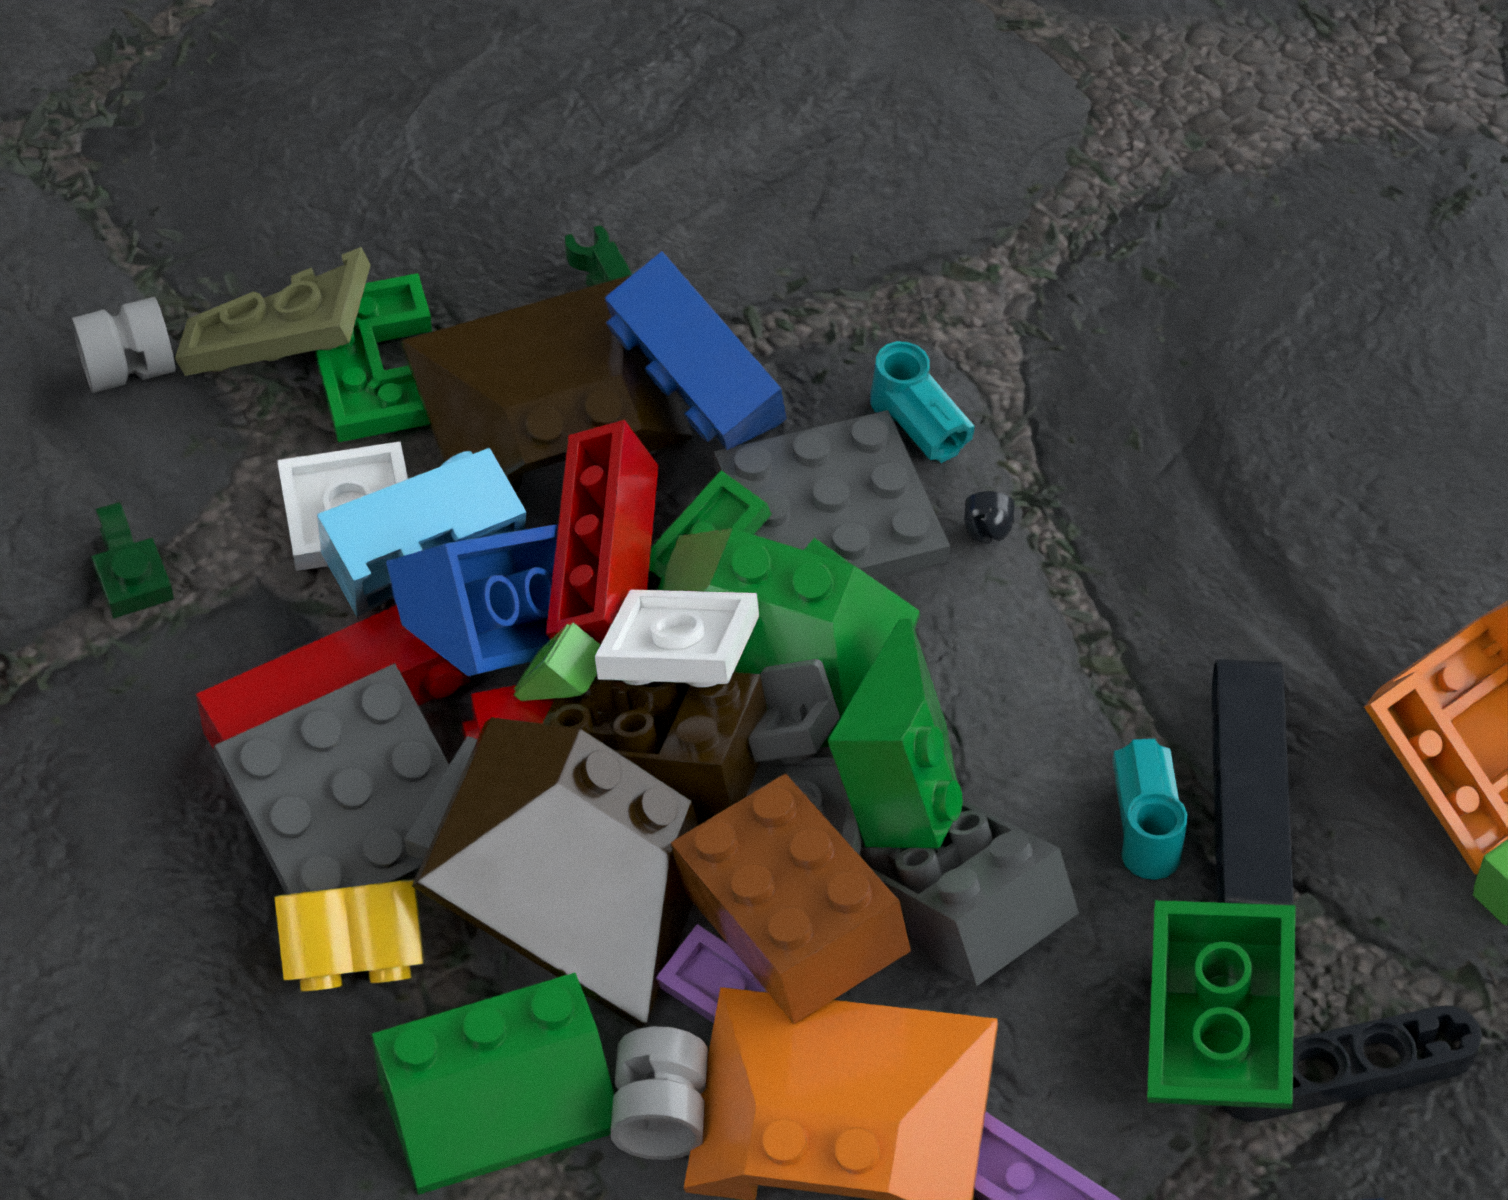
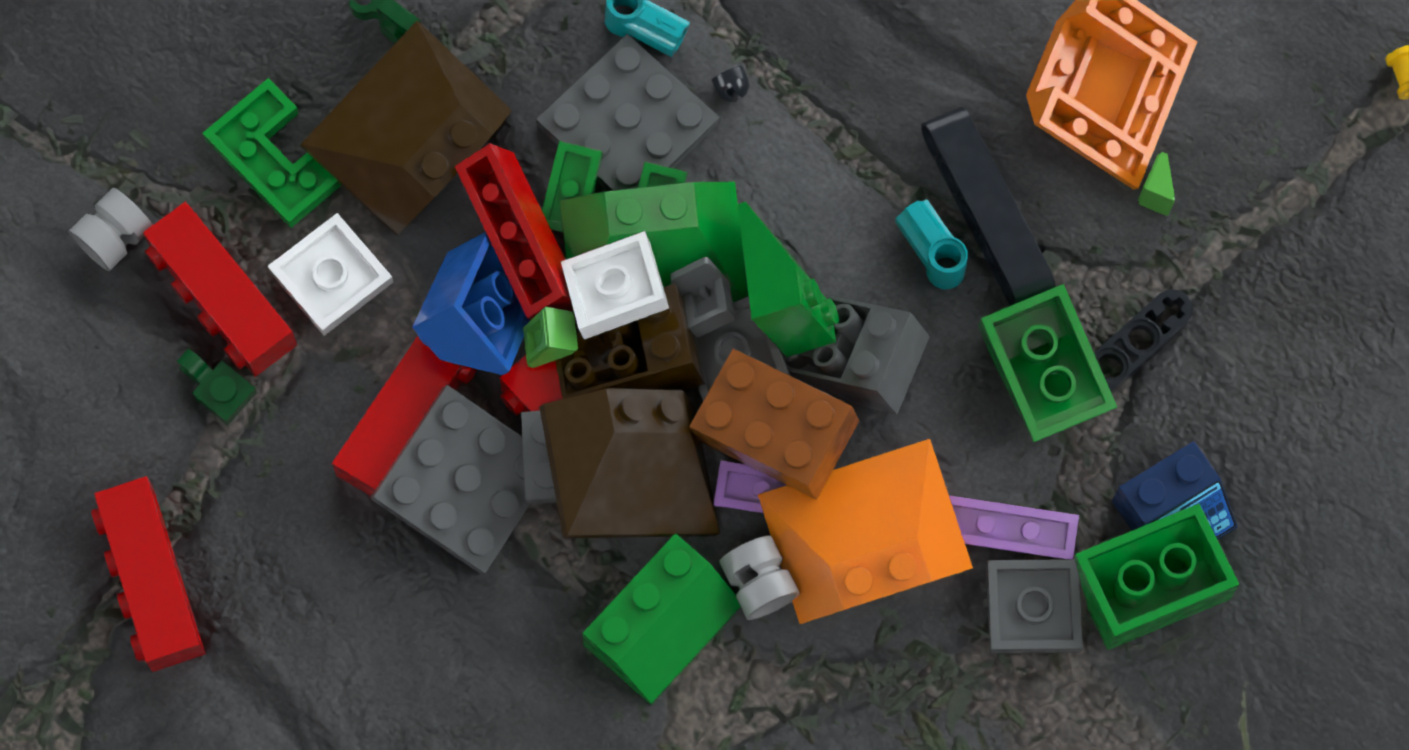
camera: 30 degrees left, 20 degrees up
(203, 462) = (219, 289): none -> red brick
(299, 319) = (207, 162): olive wing -> none
(349, 932) = (521, 569): yellow brick -> none
(446, 505) = (398, 277): medium azure wedge -> none
(694, 355) = (498, 67): blue slope -> none

